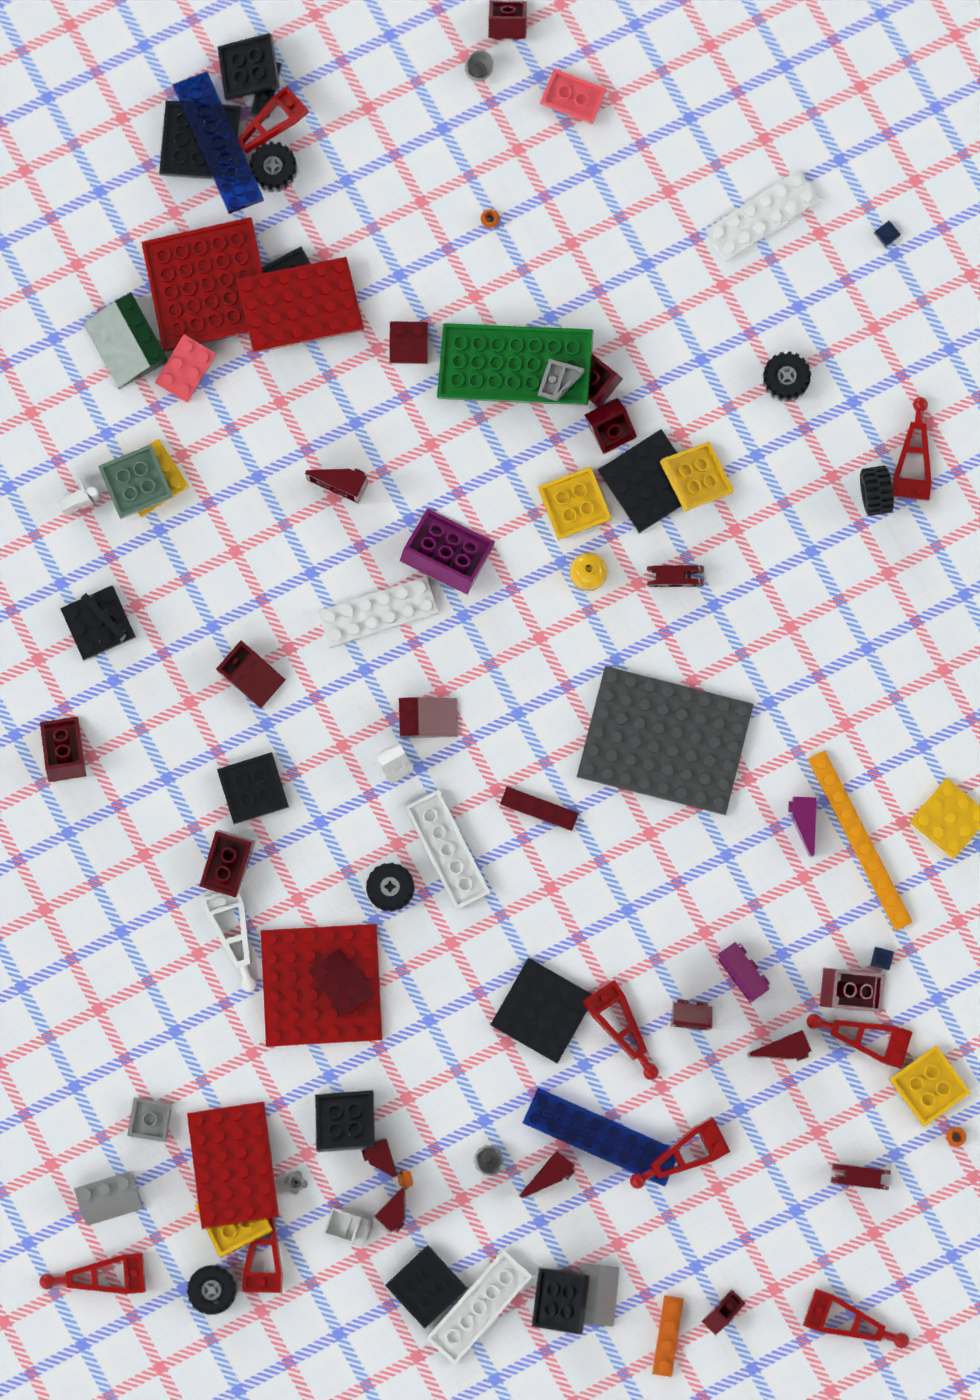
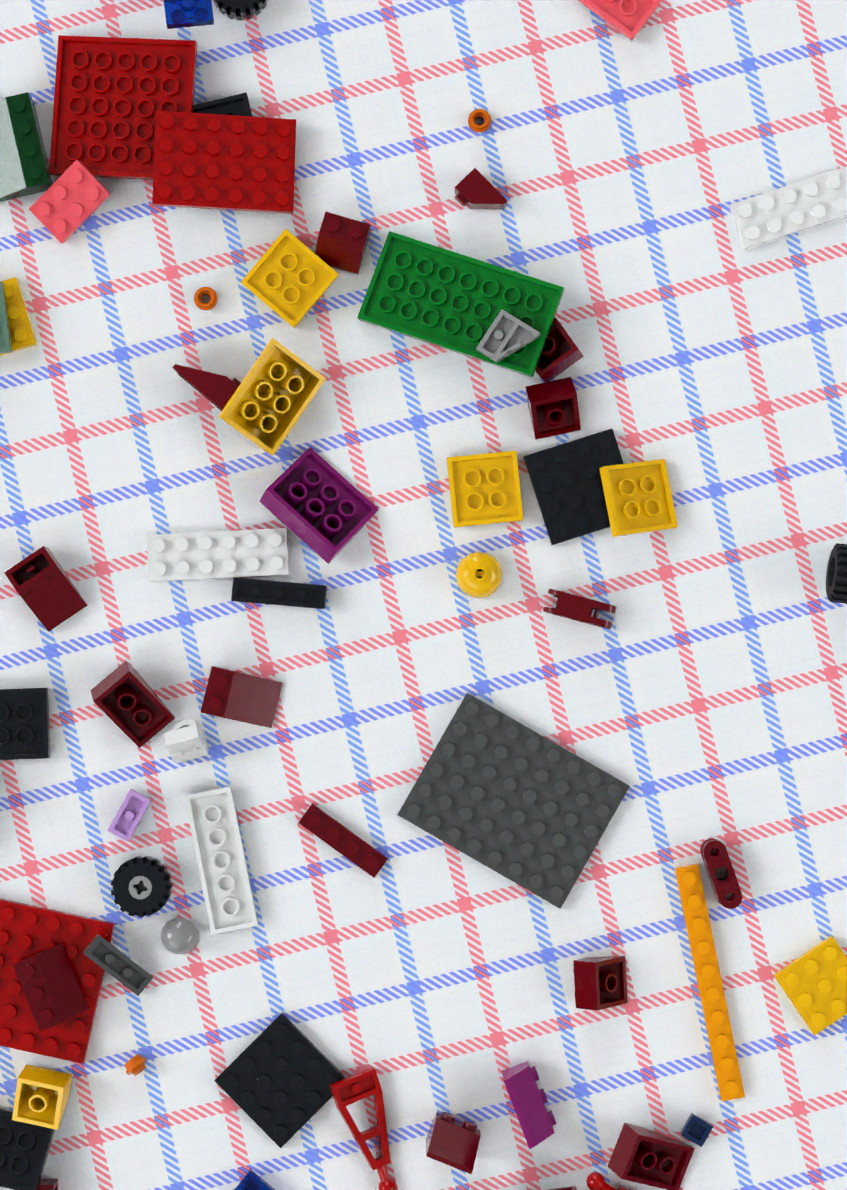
camera: 10 degrees right, 5 degrees up
(309, 410) = (202, 292): none -> orange plate
(343, 747) = (131, 704): none -> dark red slope
(357, 1073) = (41, 1096): none -> yellow slope
(365, 834) = (129, 815): none -> lavender plate
(375, 381) = (290, 278): none -> yellow plate
(388, 476) = (272, 397): none -> yellow slope
(388, 952) = (117, 964): none -> dark grey plate
(424, 1029) = (135, 1065): none -> orange plate
(431, 919) = (179, 936): none -> light grey hair
(435, 628) = (279, 593): none -> black plate
(505, 275) = (479, 193): none -> dark red slope
(773, 863) = (600, 982): none -> dark red slope
(793, 369) = (788, 400): black wheel -> none
(804, 818) = (652, 937): magenta slope -> none
(842, 741) = (729, 883): none -> dark red piece

